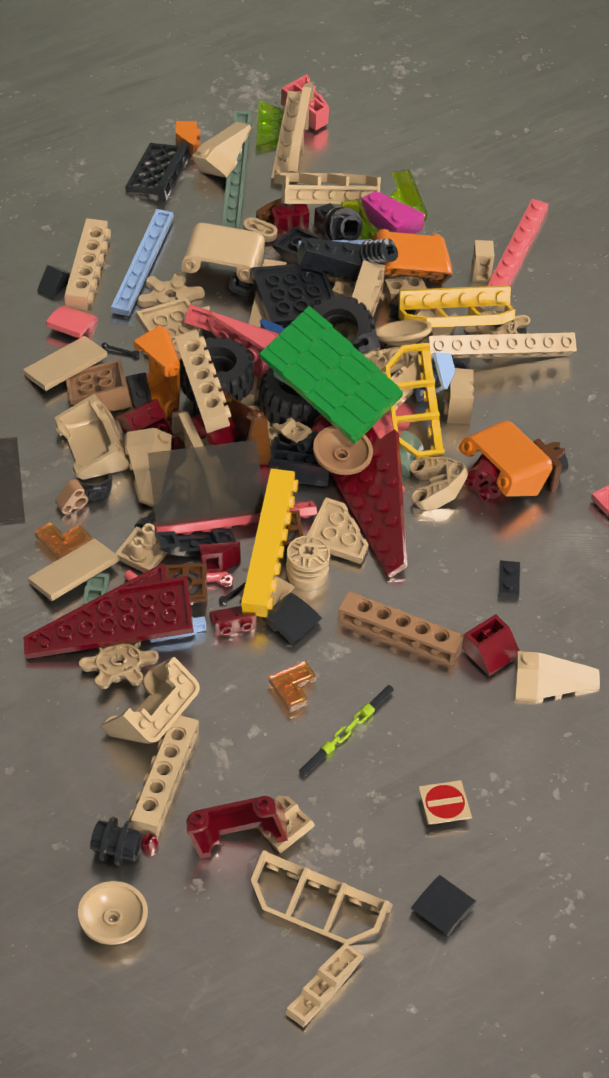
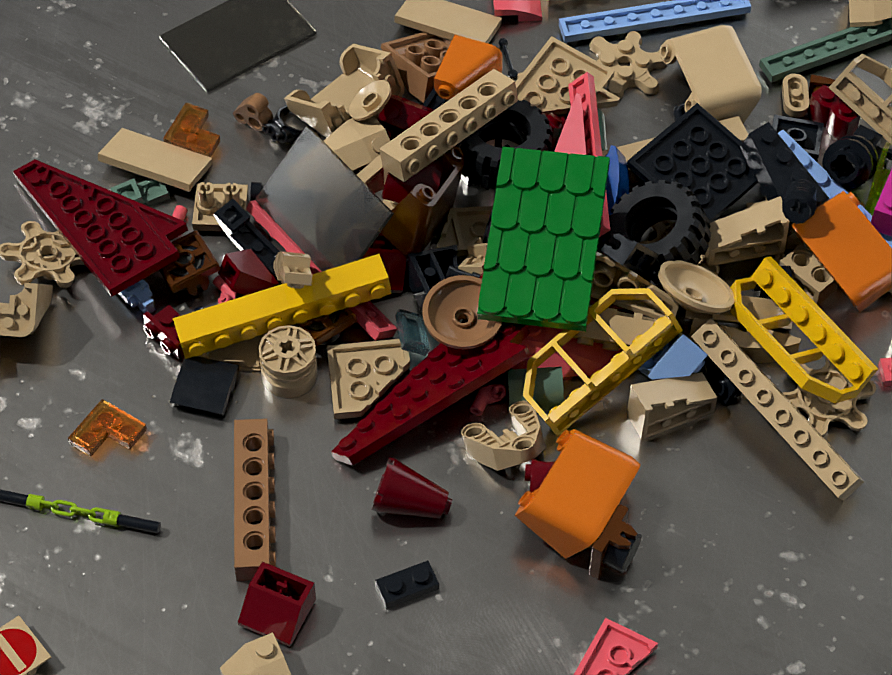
camera: 65 degrees right, 5 degrees up
(120, 418) = (370, 100): none -> tan dish
(249, 516) = (293, 269): none -> tan slope
(323, 492) = (412, 332): none -> clear light blue tile
(446, 547) = (409, 493): none -> dark red cone

